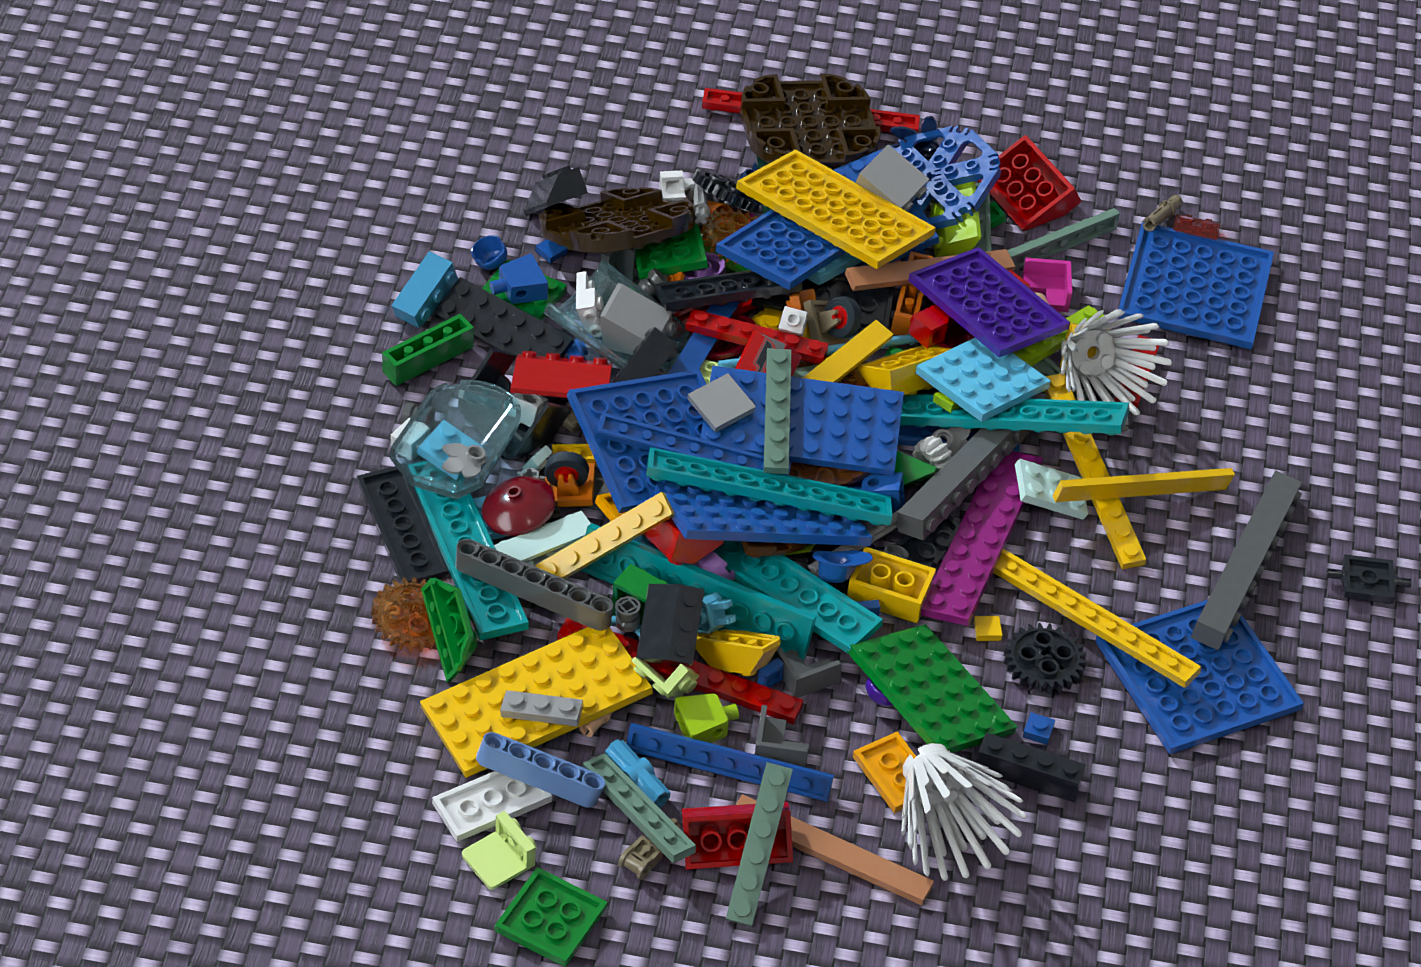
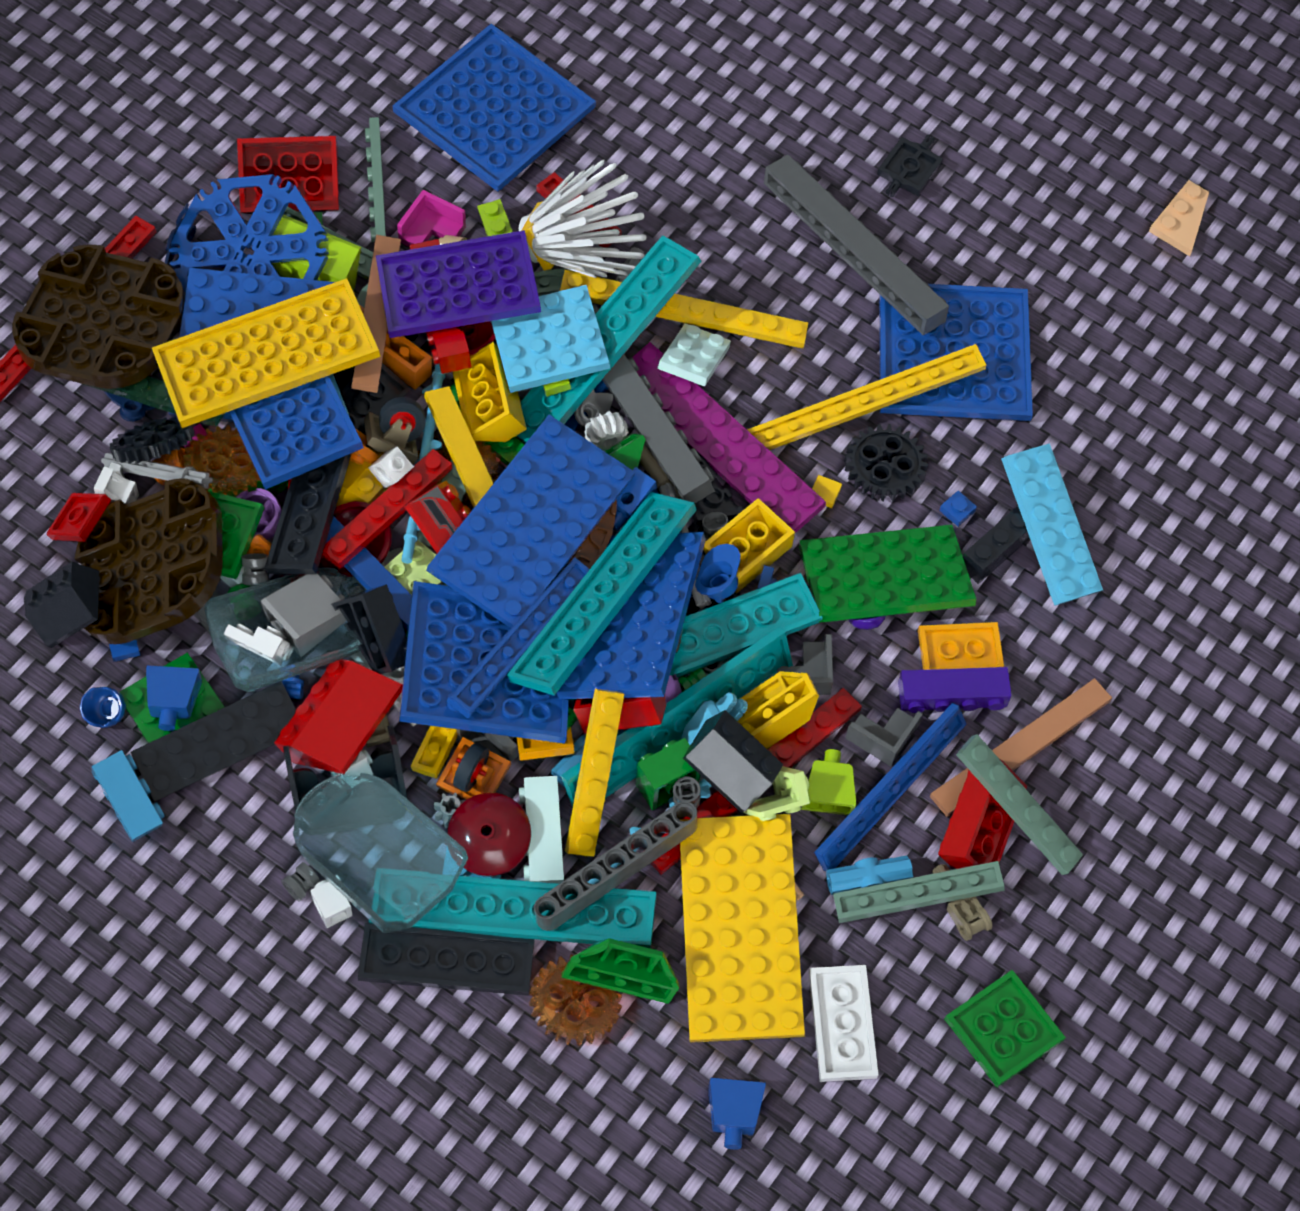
camera: 65 degrees left, 15 degrees up
(375, 749) = (735, 1108): none -> blue torso
(428, 349) = (216, 829): green brick -> none
(443, 434) = (386, 868): medium azure plate -> none
(464, 459) = (420, 864): light grey plate -> none
(502, 853) = (914, 1043): yellowish green bracket -> none
(539, 459) = (423, 789): light aqua plate -> none
(540, 769) = (841, 962): medium blue beam -> none
(541, 708) = (771, 927): light grey plate -> none
(636, 180) = (78, 517): none -> red tile
(721, 402) = (485, 581): light grey tile -> none
(777, 411) = (520, 536): sand green plate -> none
(853, 778) = (963, 687): none -> dark purple brick
(893, 179) = (254, 283): light grey slope -> none
(938, 783) = (1032, 615): white plant -> none
(1062, 785) = (1052, 524): none -> medium azure plate
(1143, 485) = (734, 278): yellow tile -> none
(1165, 210) = (381, 70): dark tan pin -> none
(1196, 226) = (424, 66): clear red plate -> none

